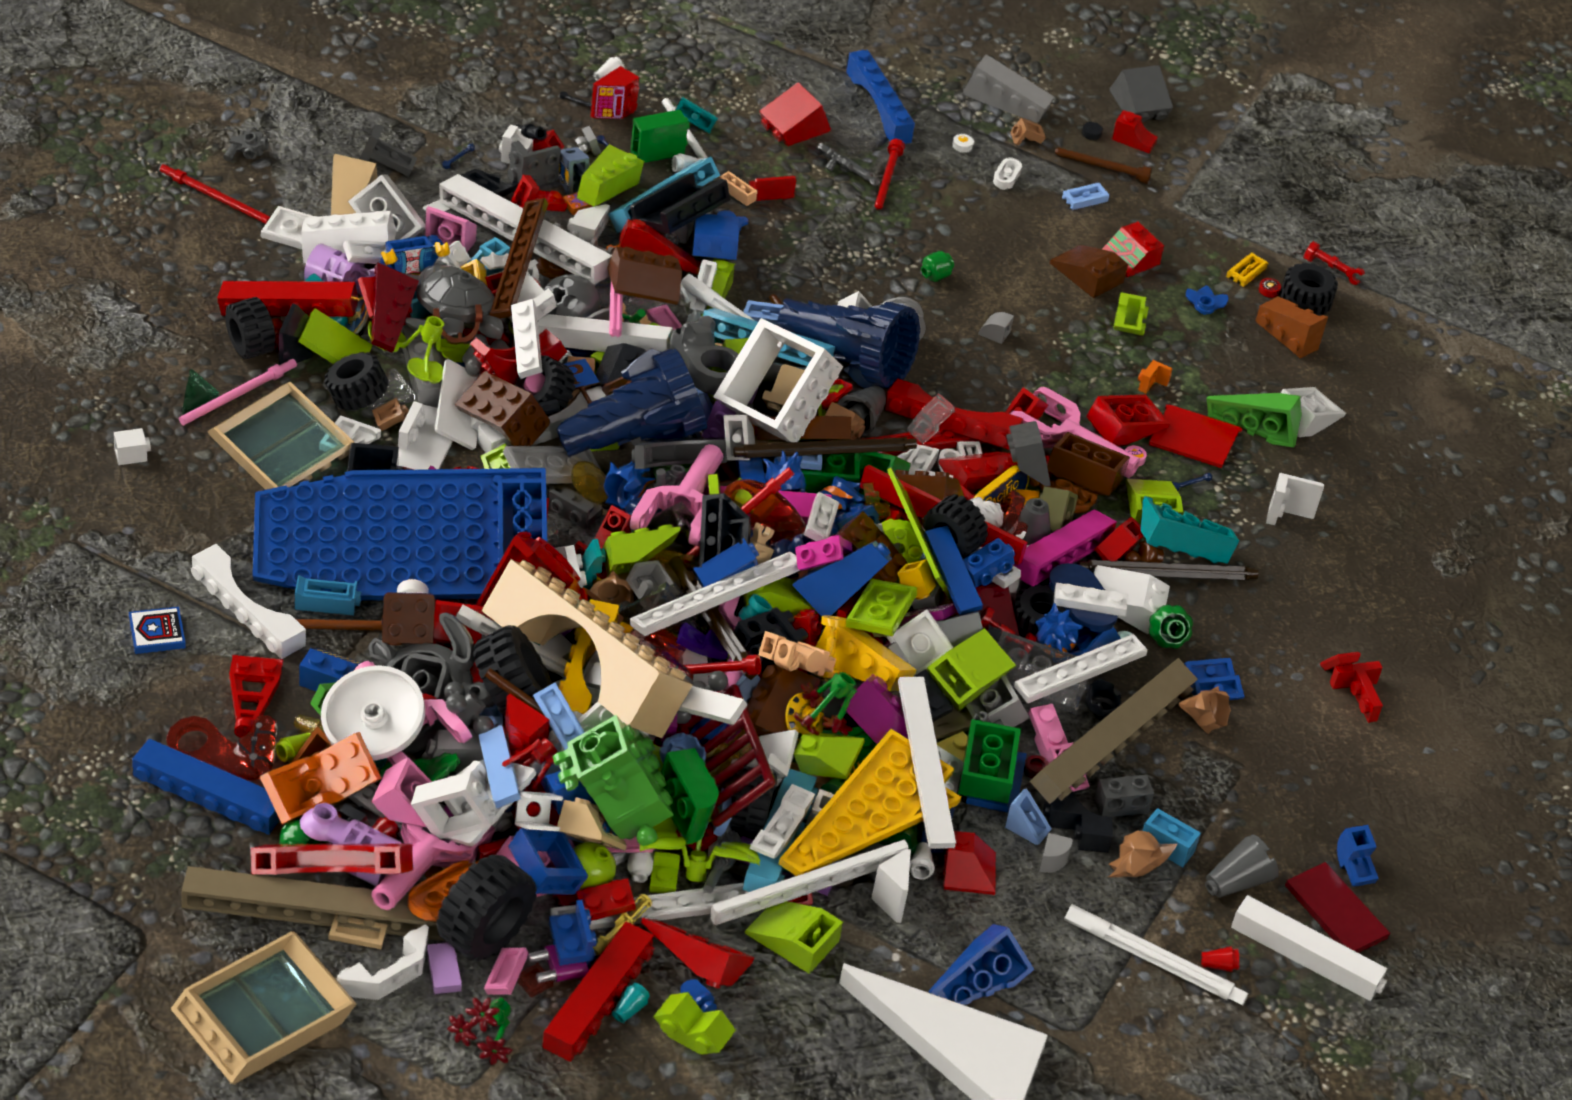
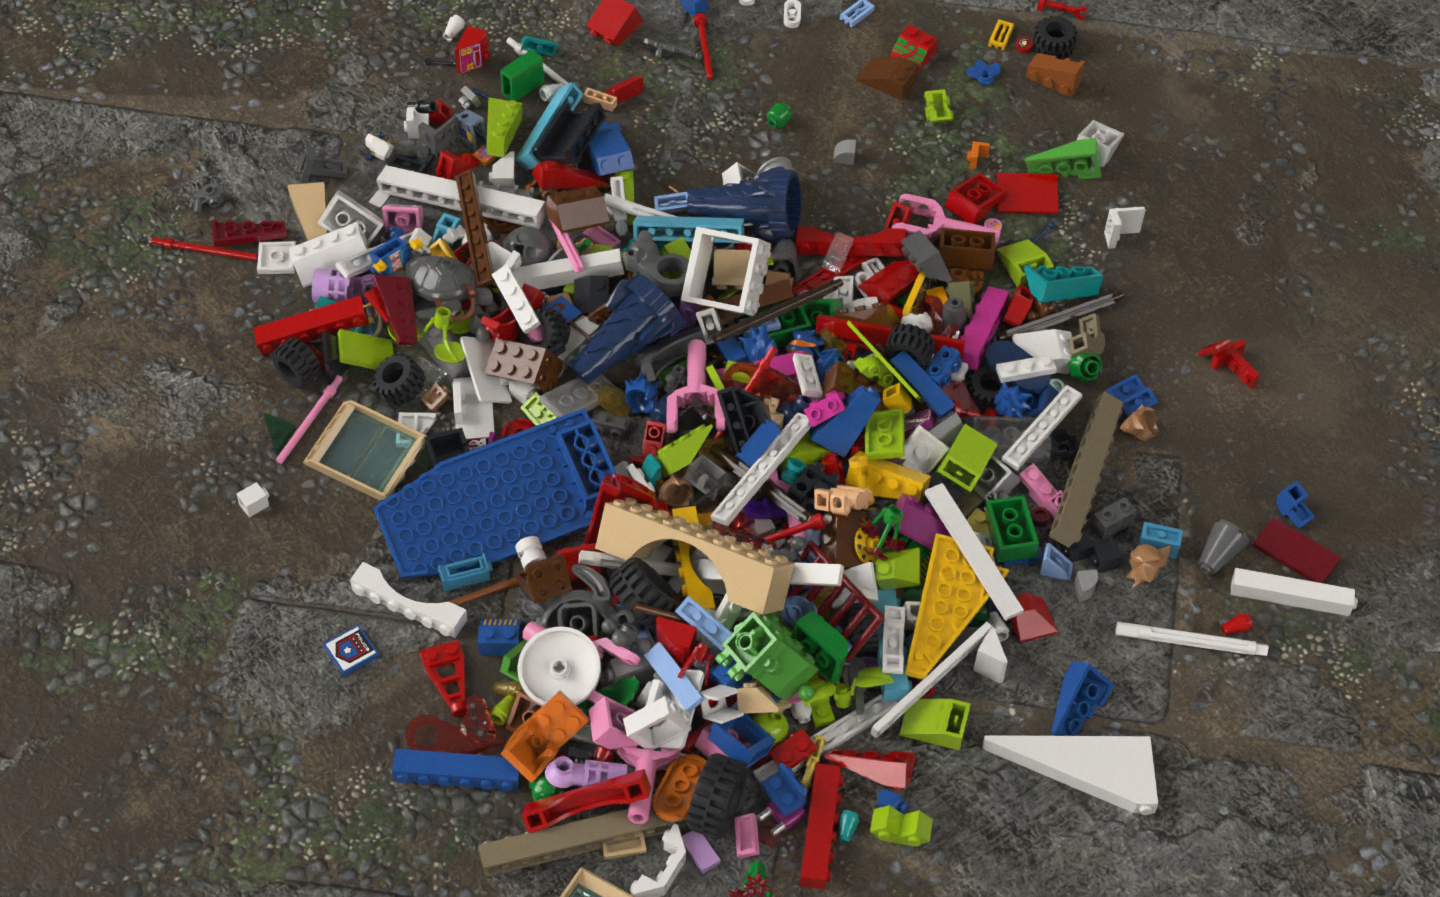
camera: 15 degrees left, 10 degrees up
(255, 189) = (247, 232): none -> dark red wing
(461, 156) = (379, 147): none -> white rock
(1189, 600) = (1091, 338): none -> dark tan arch

